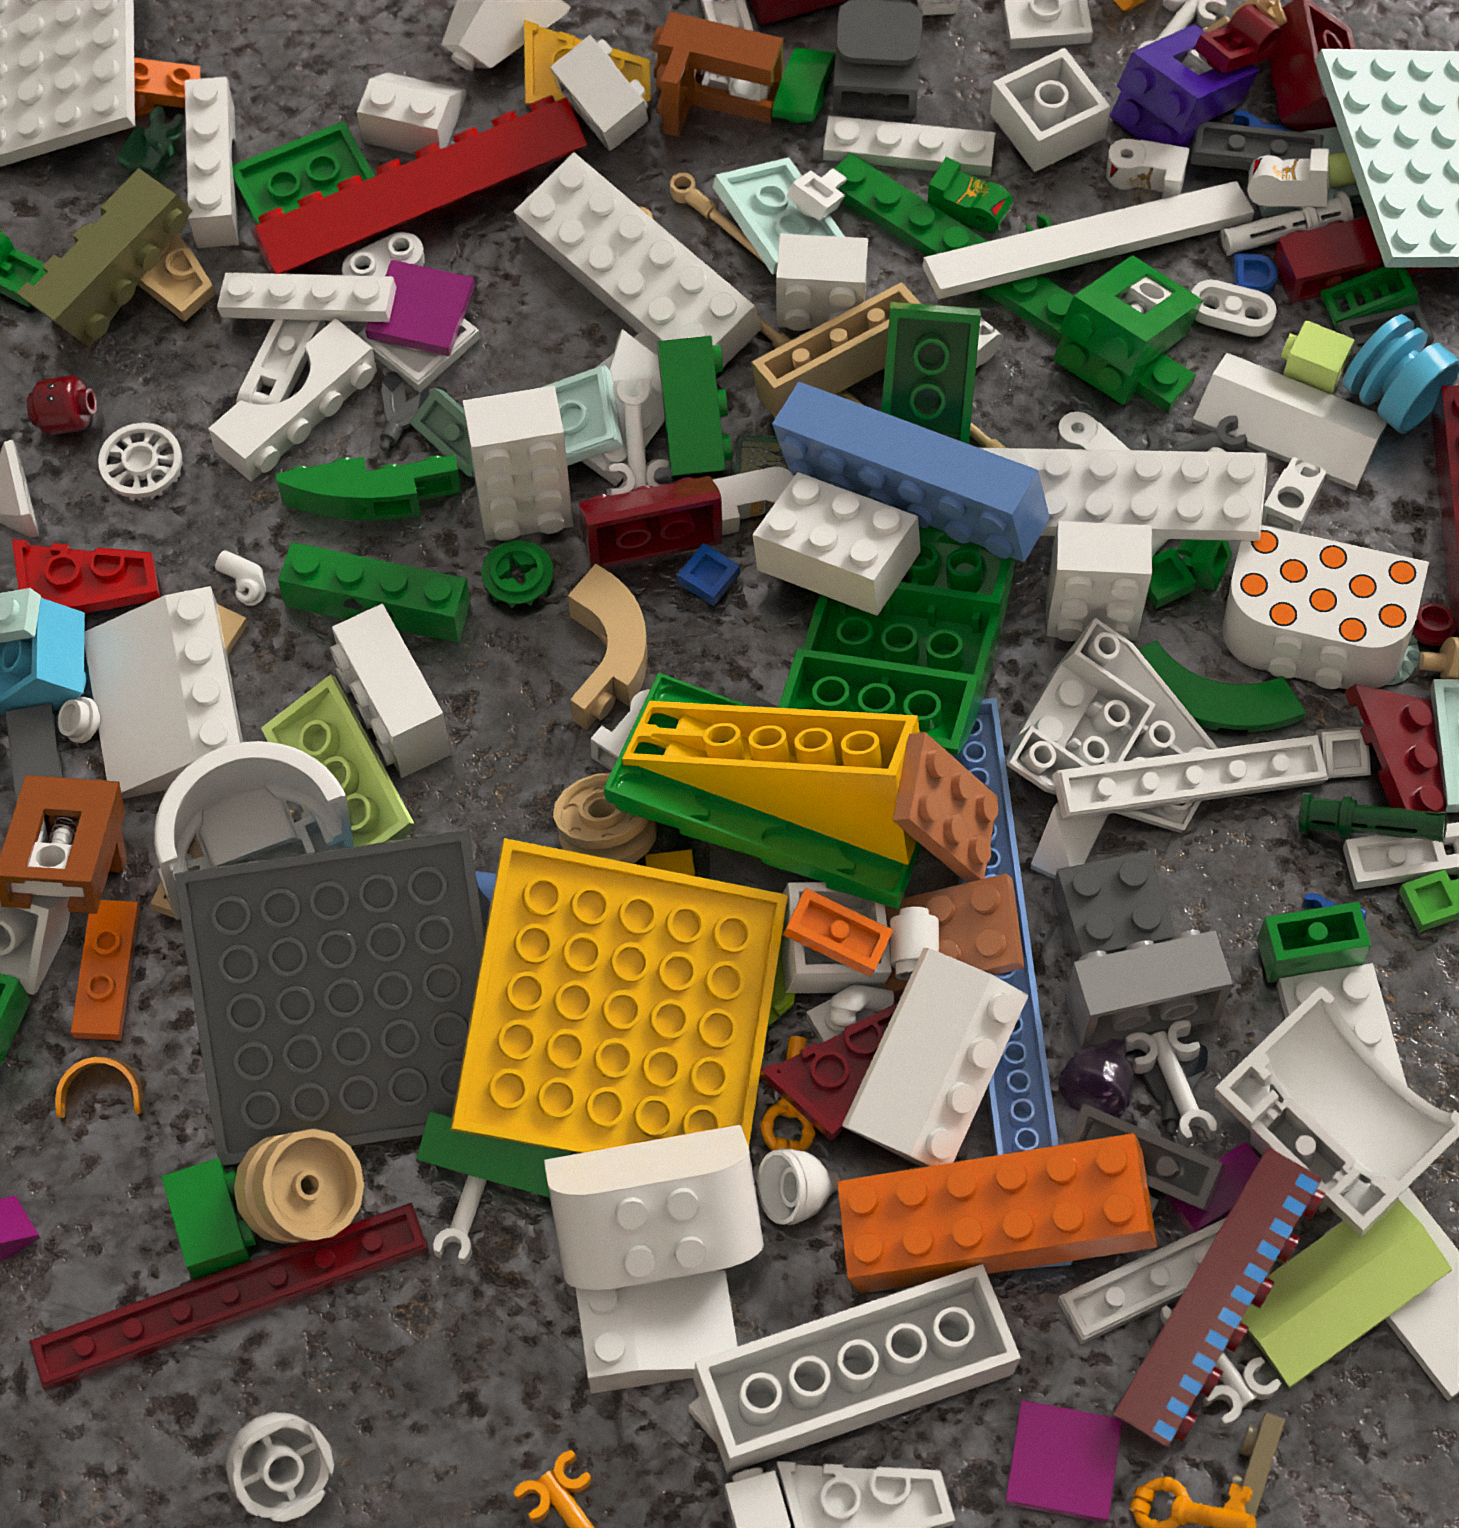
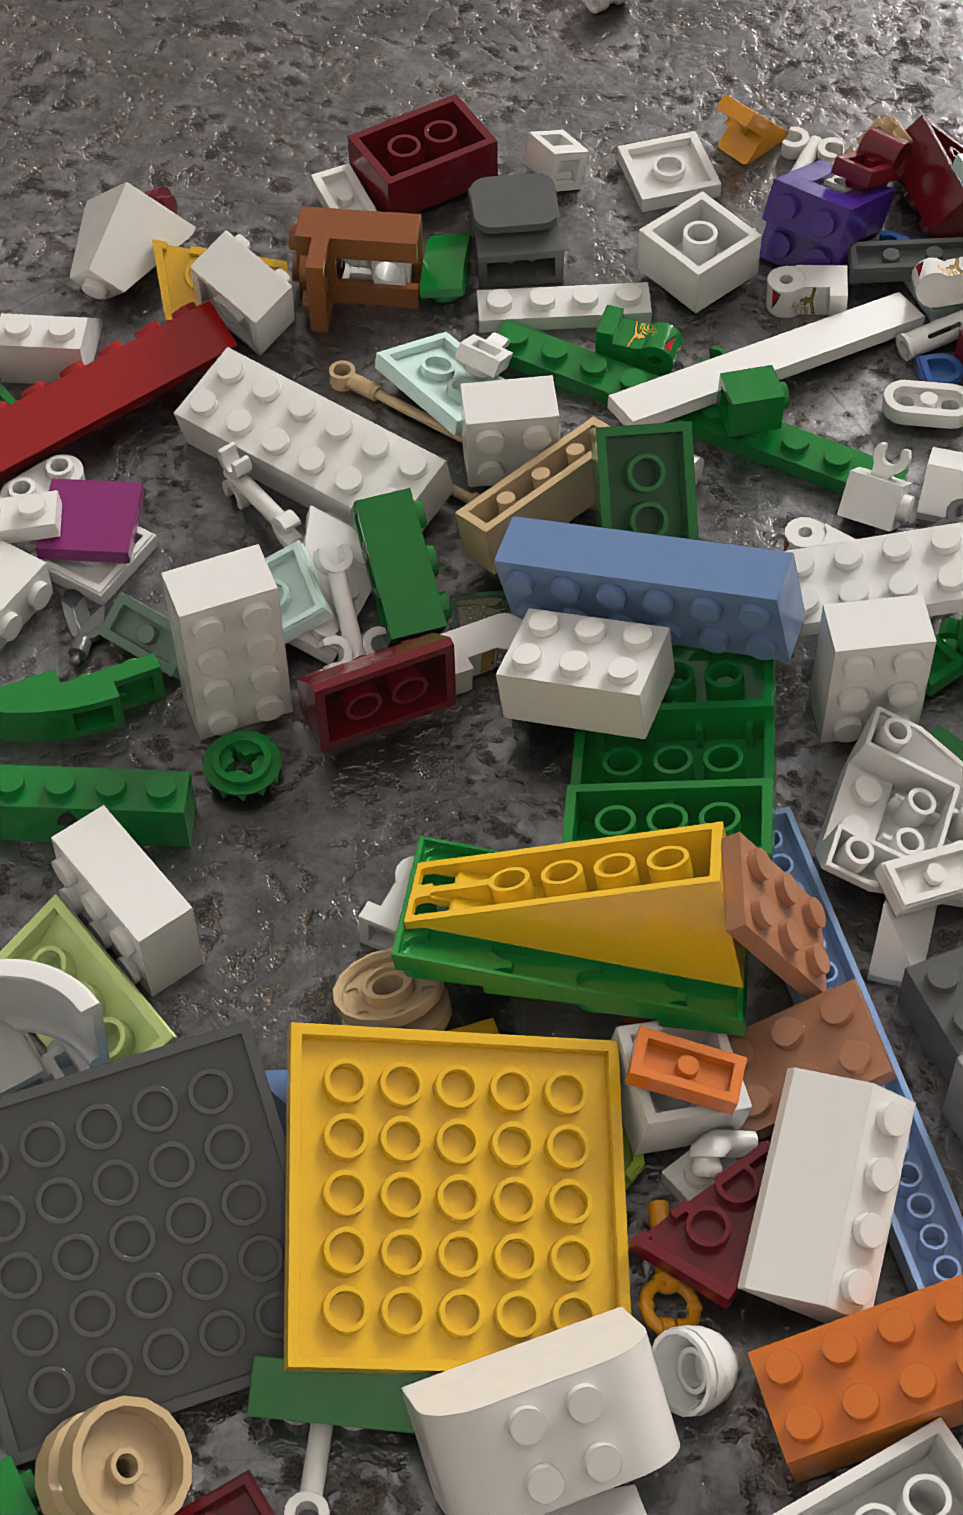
camera: 10 degrees left, 10 degrees down
(571, 302) = (250, 493): none -> white bar
(615, 616) = (362, 793): tan arch -> none
(708, 574) = (450, 733): blue plate -> none
(910, 934) = (766, 1067): white brick -> none
(1055, 280) = (751, 400): none -> green brick
(1123, 326) = (824, 432): green brick -> none
(1155, 398) = (876, 495): none -> white brick

